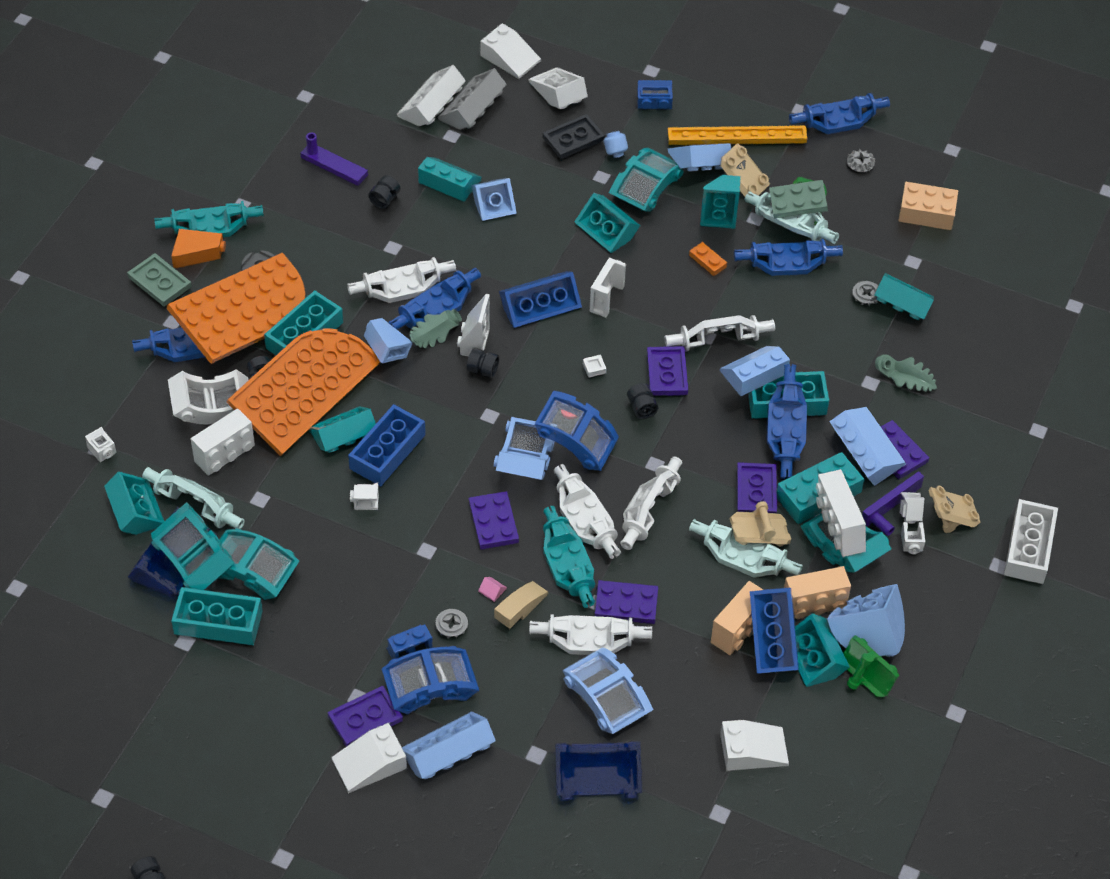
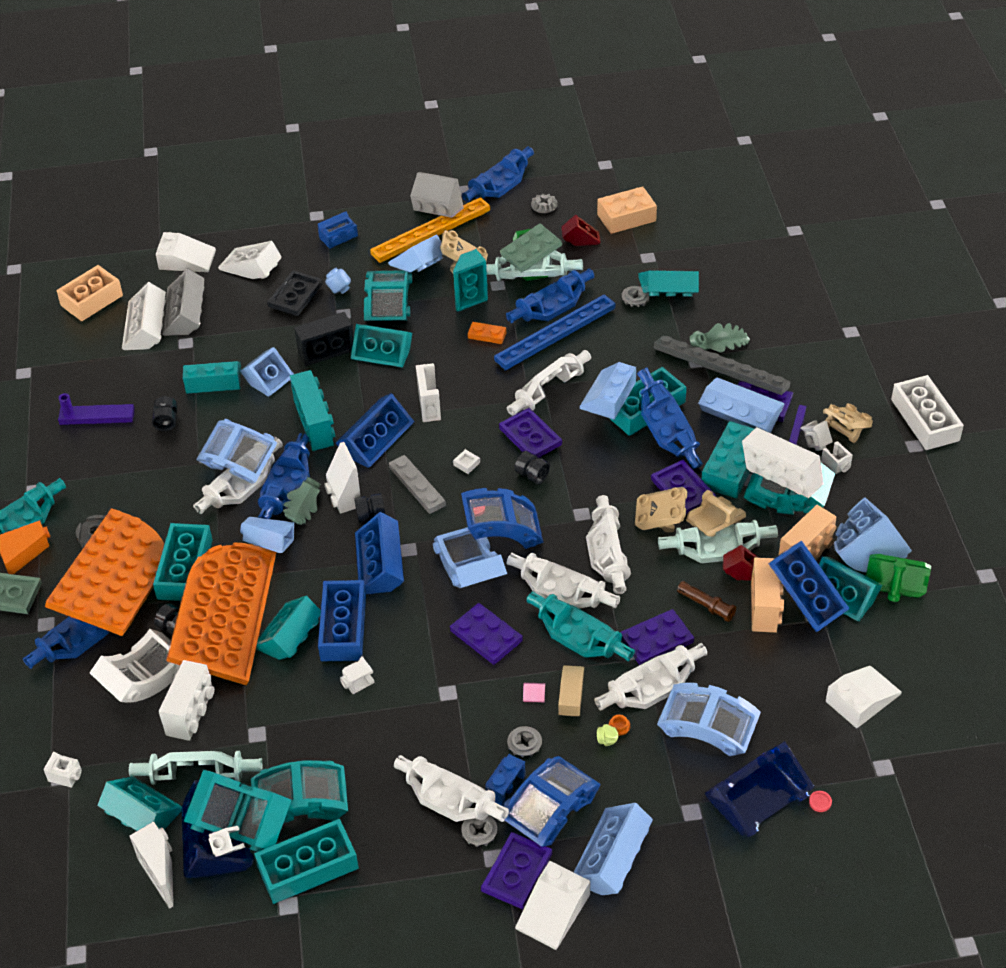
camera: 30 degrees left, 5 degrees down
(113, 552) = (154, 856): none -> white slope
(160, 565) = (221, 842): none -> white window
(360, 626) = (449, 792): none -> white plate
(368, 663) = (469, 831): none -> light grey gear
(404, 50) = (89, 293): none -> light nougat brick
(411, 256) = (237, 449): none -> window
(460, 407) = (379, 554): none -> blue slope
(500, 252) = (312, 410): none -> teal brick
(517, 655) = (607, 735): none -> yellowish green plate
(535, 654) = (621, 724): none -> orange plate
(539, 363) = (417, 484): none -> light grey plate
(560, 192) = (324, 338): none -> black brick
(643, 808) = (820, 801): none -> coral piece
(695, 602) = (714, 604): none -> reddish brown pin
(715, 496) = (661, 509): none -> tan shield
(742, 574) = (739, 563): none -> dark red slope
(762, 105) = (436, 195): none -> light grey slope
(766, 289) = (554, 332): none -> blue plate
(867, 206) = (579, 232): none -> dark red slope
(886, 398) = (722, 365): none -> dark grey plate

